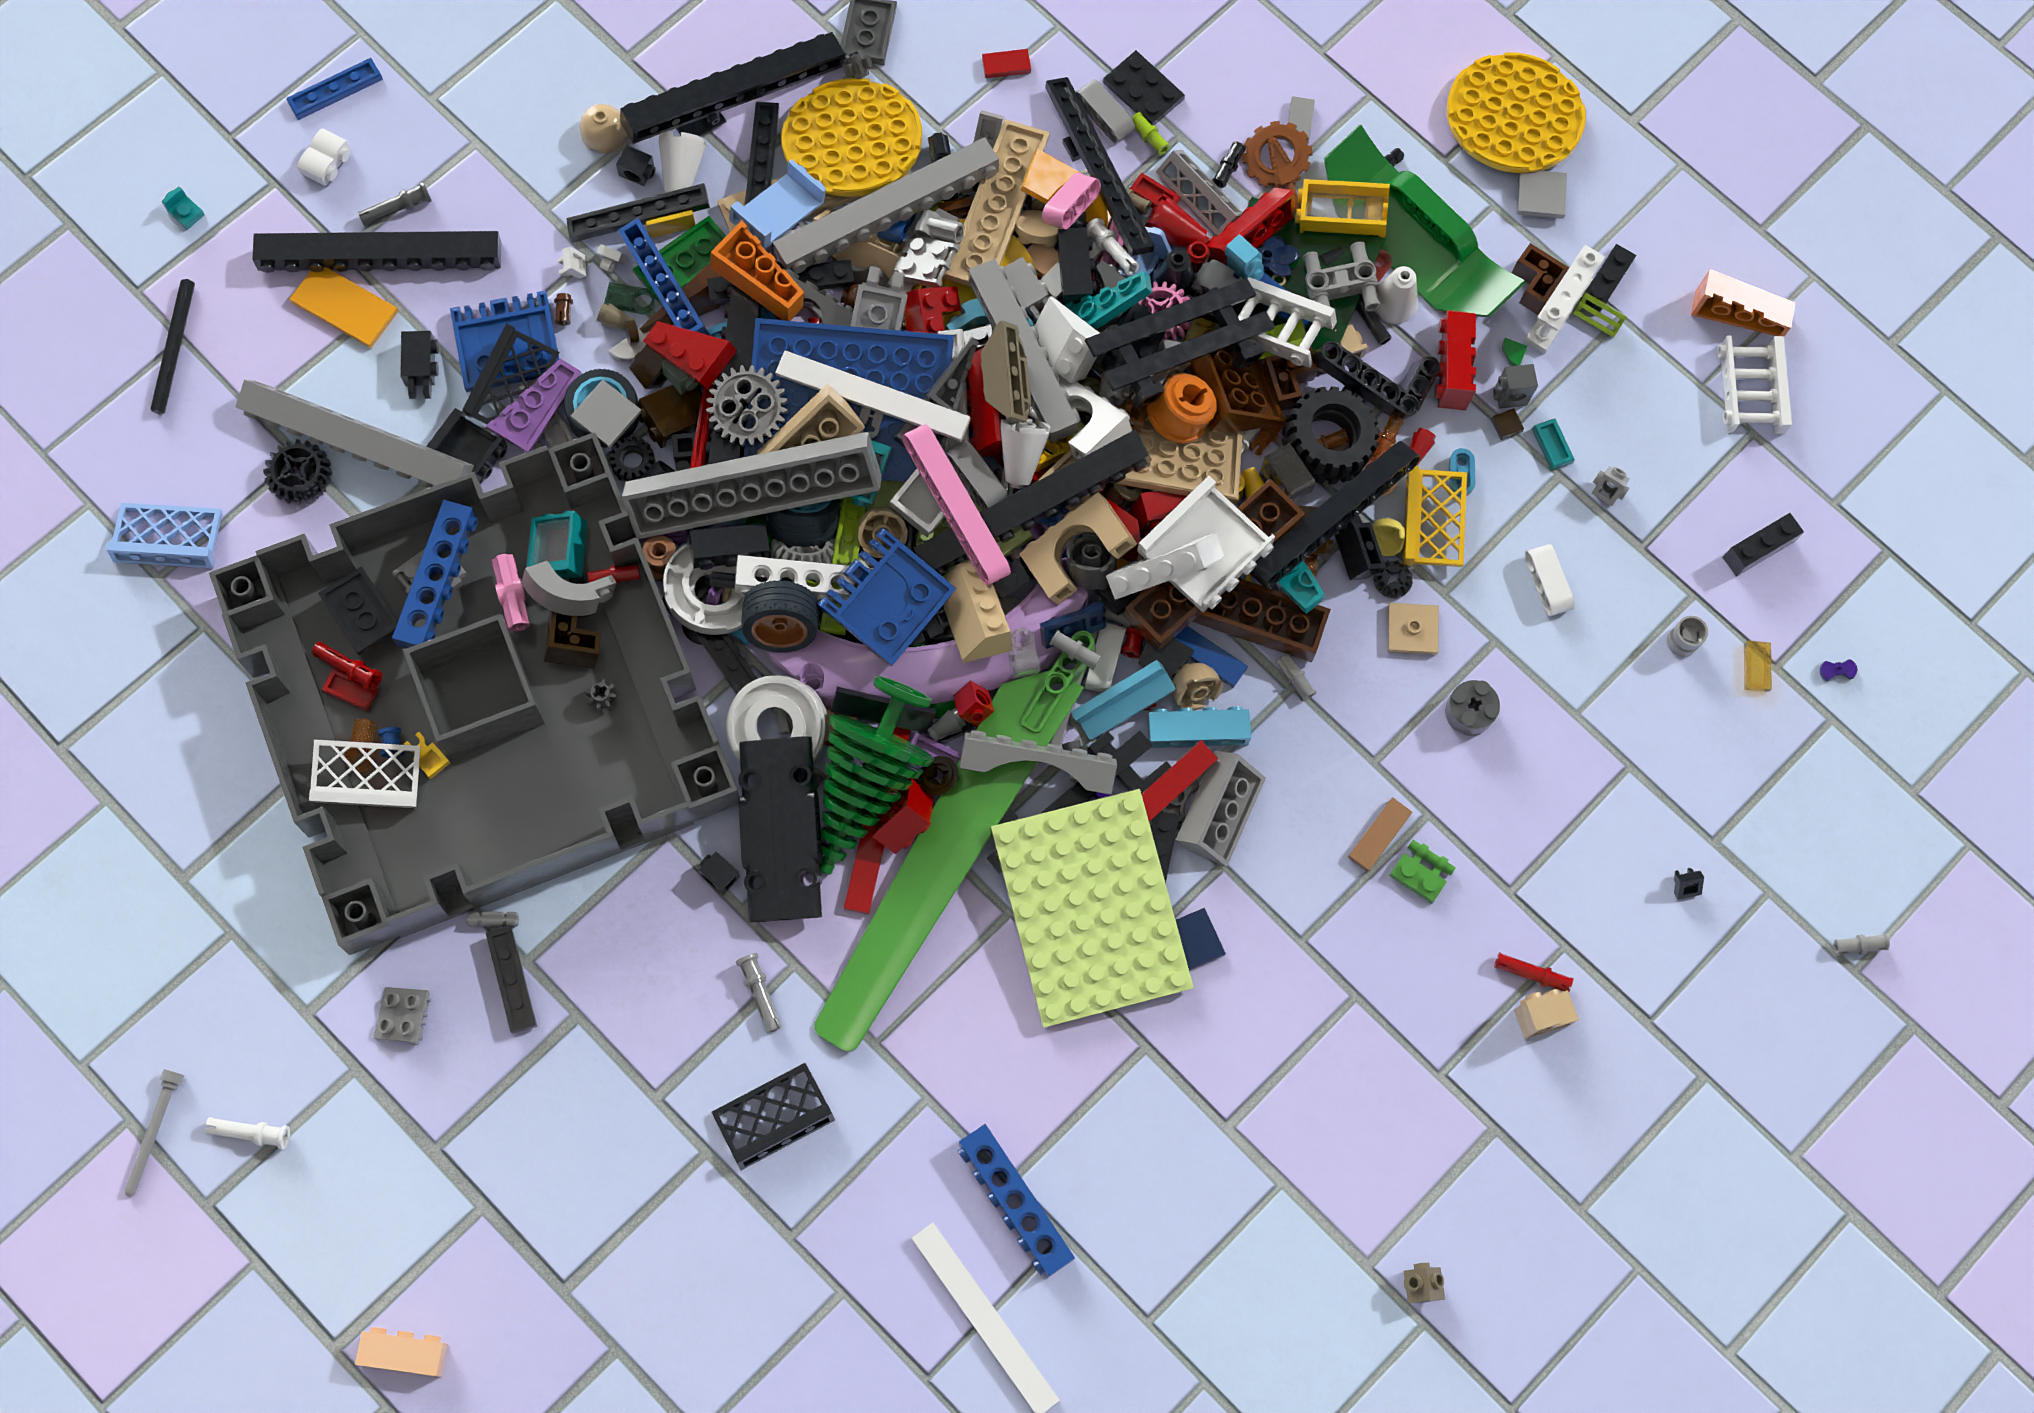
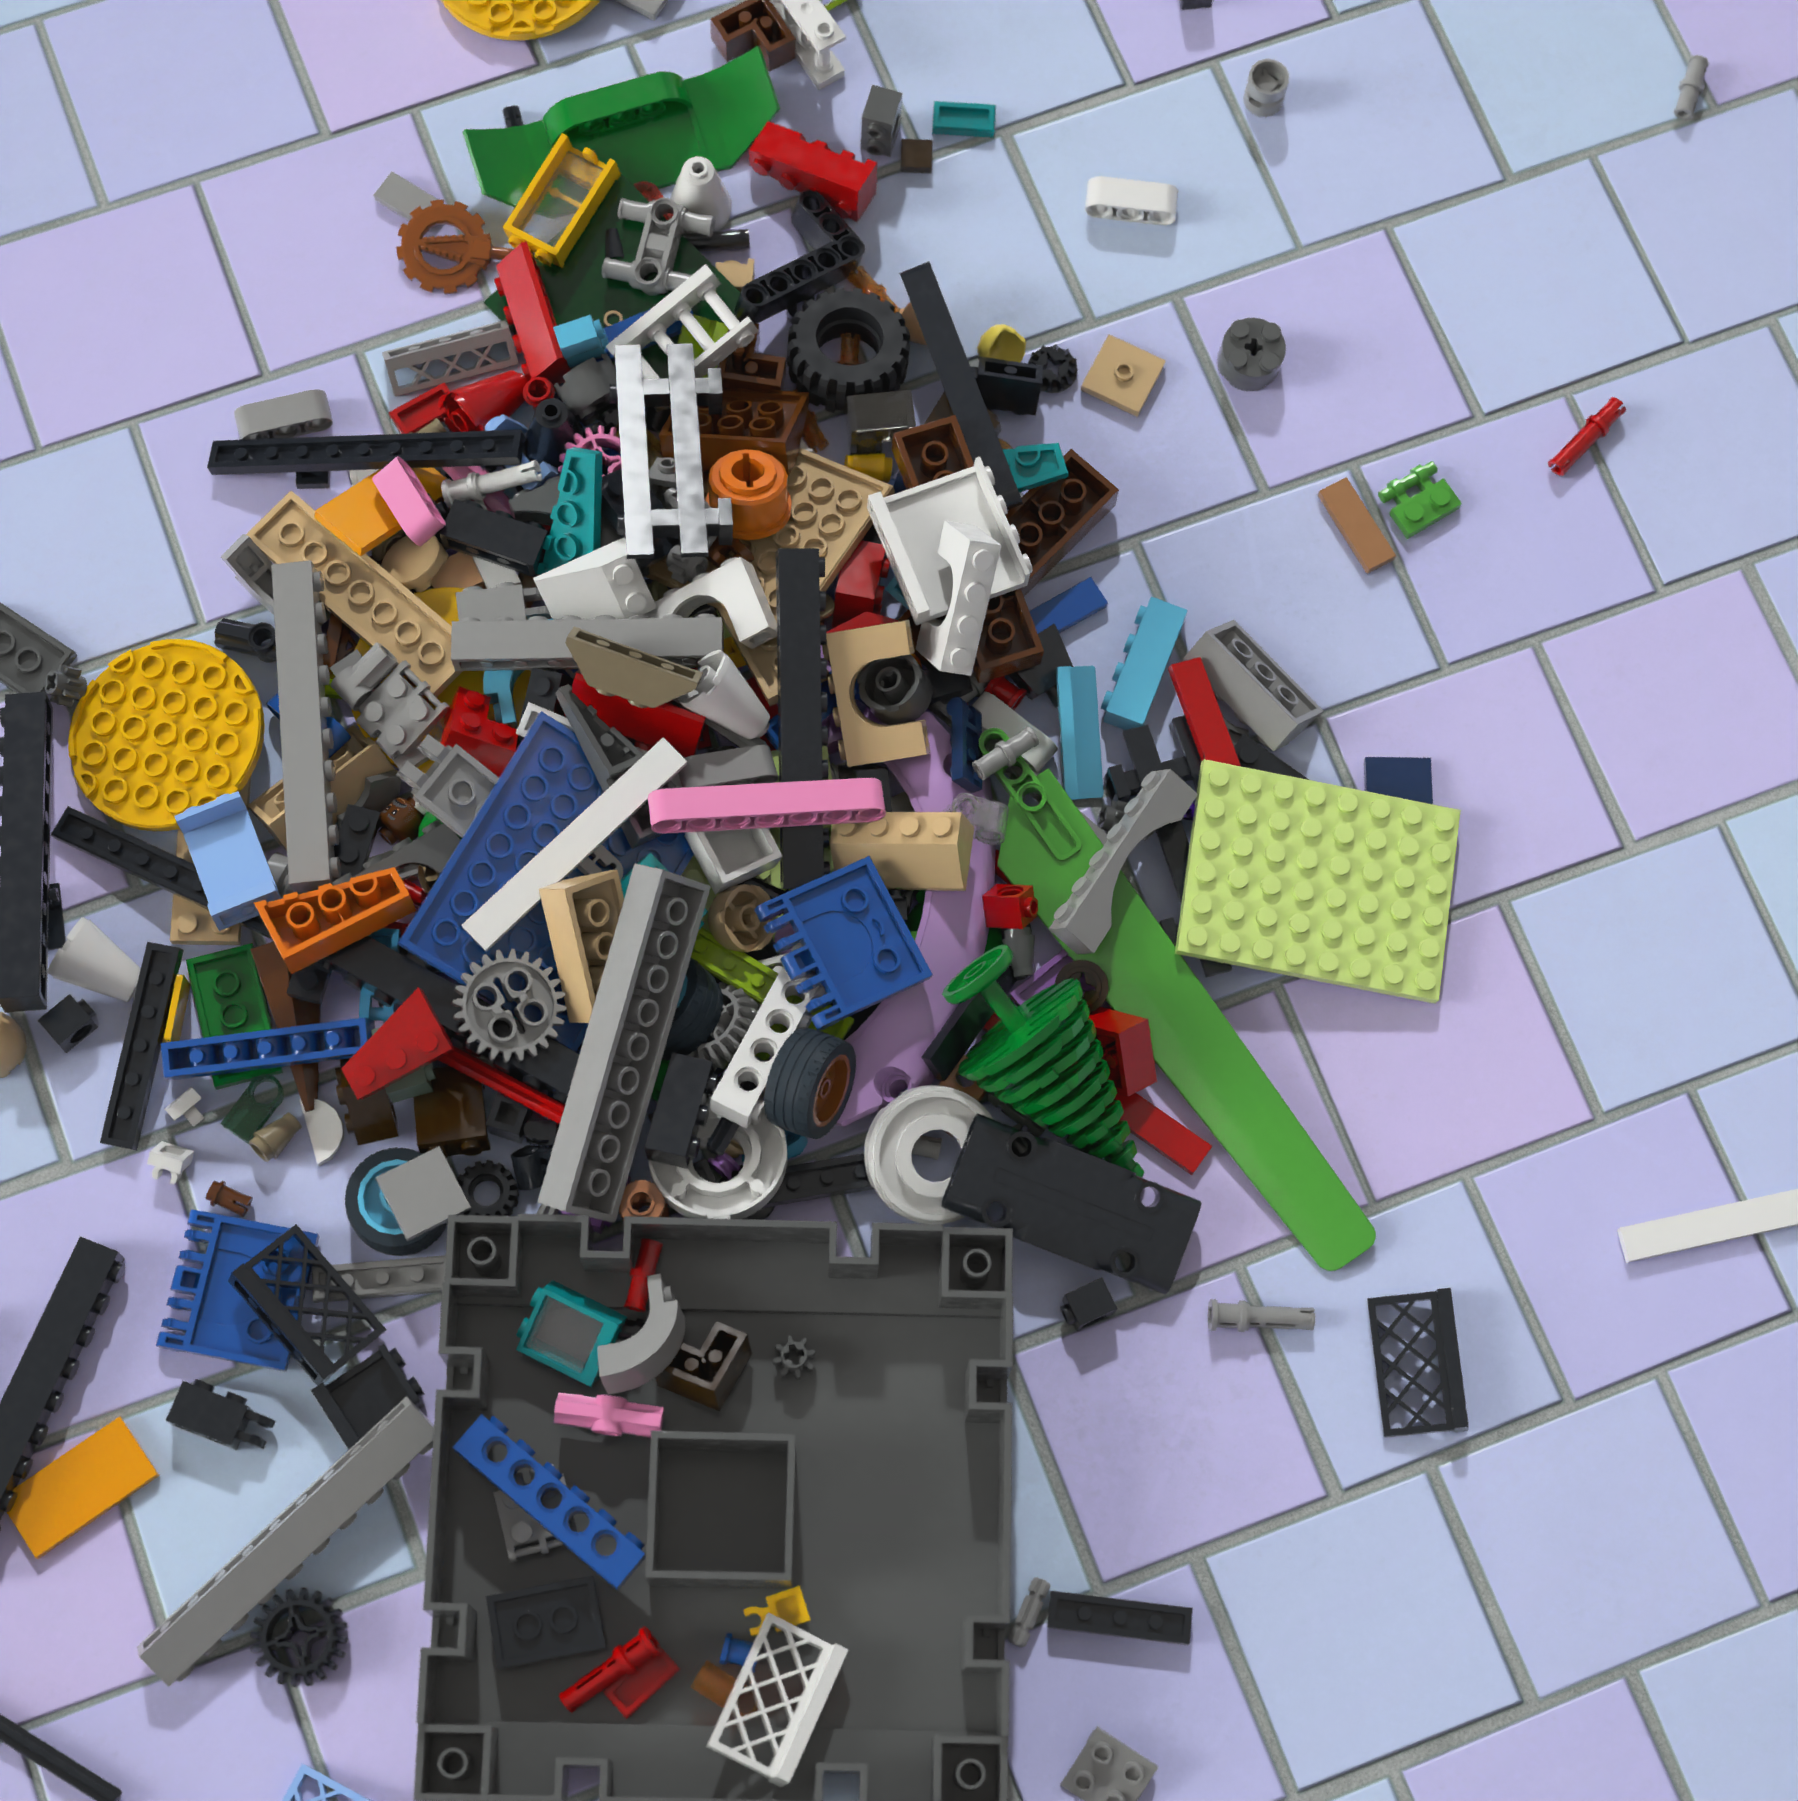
camera: 65 degrees left, 0 degrees up
(532, 412) = (362, 1290): medium lavender wing -> none
(631, 332) = (310, 1121): dark brown tile -> none
(983, 1140) = (1713, 1098): blue brick -> none
(1006, 63) = (153, 506): red tile -> none
(1143, 88) = (273, 360): black plate -> none
(1150, 134) = (342, 379): lime pin -> none
(1195, 685) = (1090, 642): tan cylinder -> none
(1229, 164) = (428, 307): black pin -> none
(1278, 256) = (583, 302): dark blue plate -> none
(1296, 677) = (1127, 529): light grey axle -> none
(1413, 520) = (992, 312): yellow fence -> none
(1422, 442) = (897, 257): red cone -> none
(1468, 458) = (957, 231): dark azure plate -> none
(1513, 351) = (829, 106): green tile -> none
(1545, 1013) = (1643, 445): tan brick -> none
(1607, 492) = (1048, 80): light grey brick -> none
(1688, 884) = (1553, 227): black tile -> none
(1757, 666) = (1328, 35): clear yellow tile -> none

